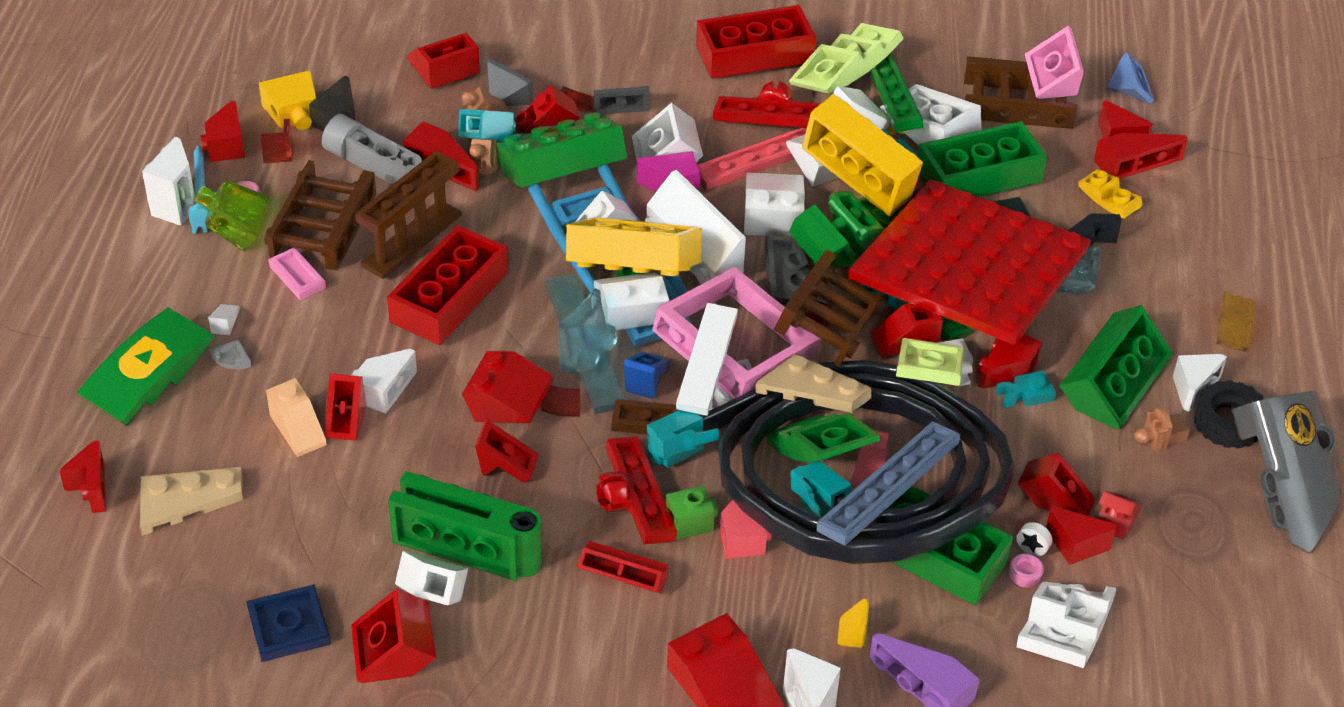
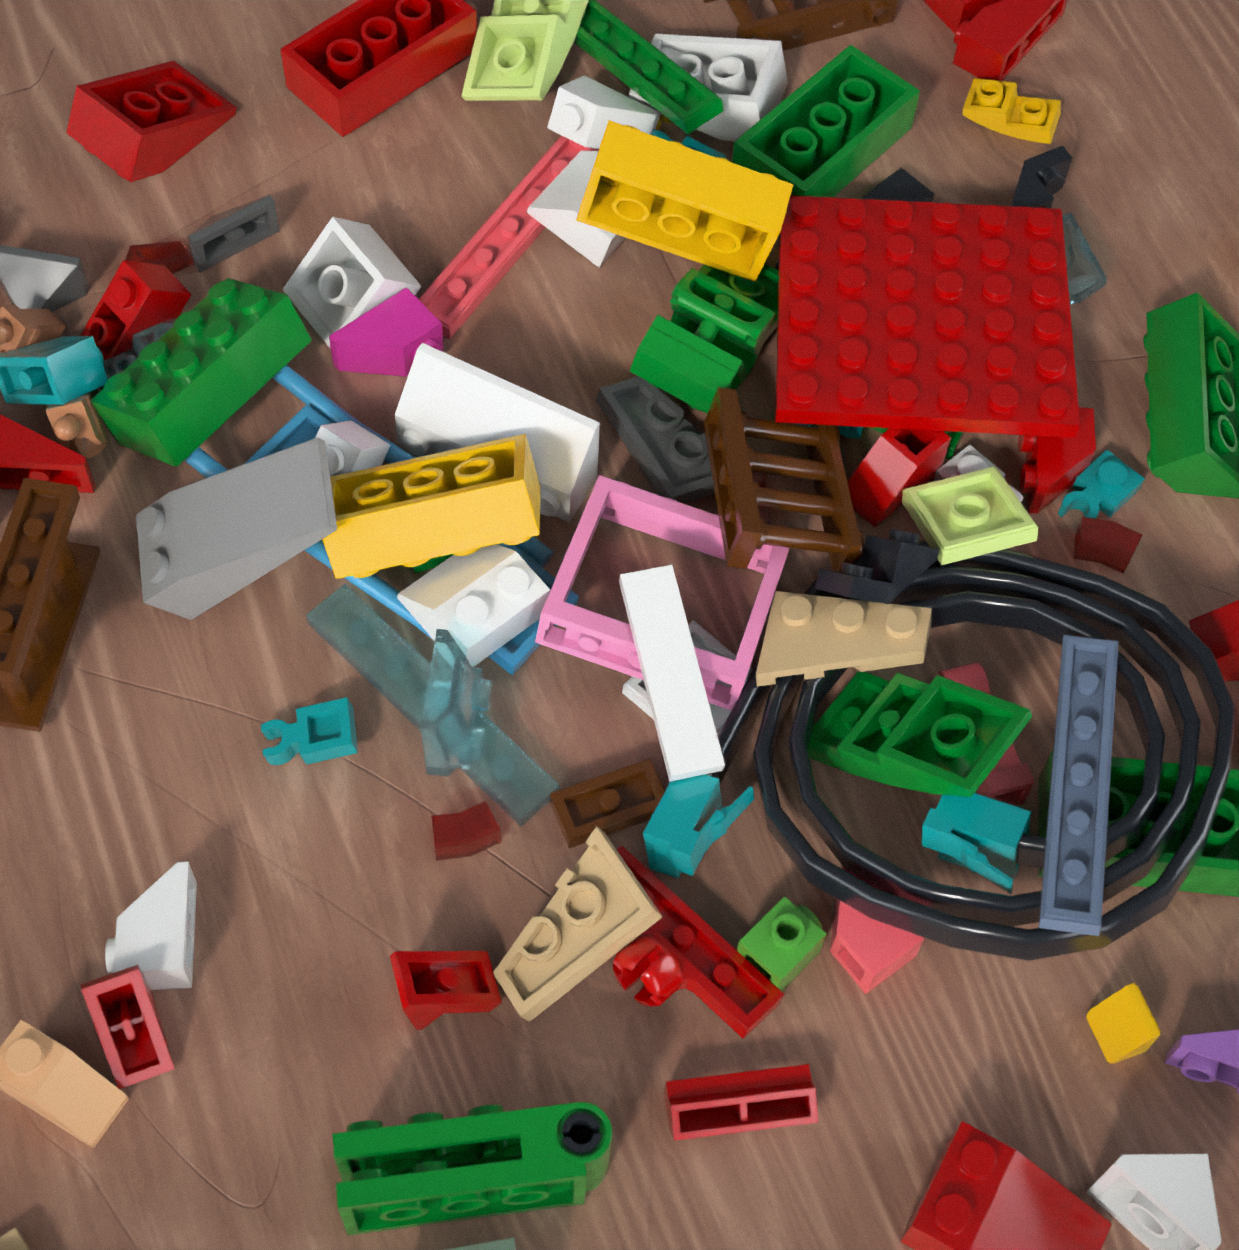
camera: 30 degrees left, 15 degrees up
(448, 284) = (164, 704): red brick -> none
(506, 388) = (375, 860): red slope -> none
(517, 330) = (319, 734): none -> teal plate
(530, 215) = (233, 528): none -> light grey slope
(597, 455) = (581, 928): none -> tan wing
(610, 33) = (146, 118): none -> red slope
(643, 373) = (565, 718): blue slope -> none
(771, 107) = (472, 159): red plate -> none
(772, 203) = (569, 322): white slope -> none
(863, 361) = (884, 569): none -> black slope
(1010, 413) = (1105, 543): none -> clear red piece

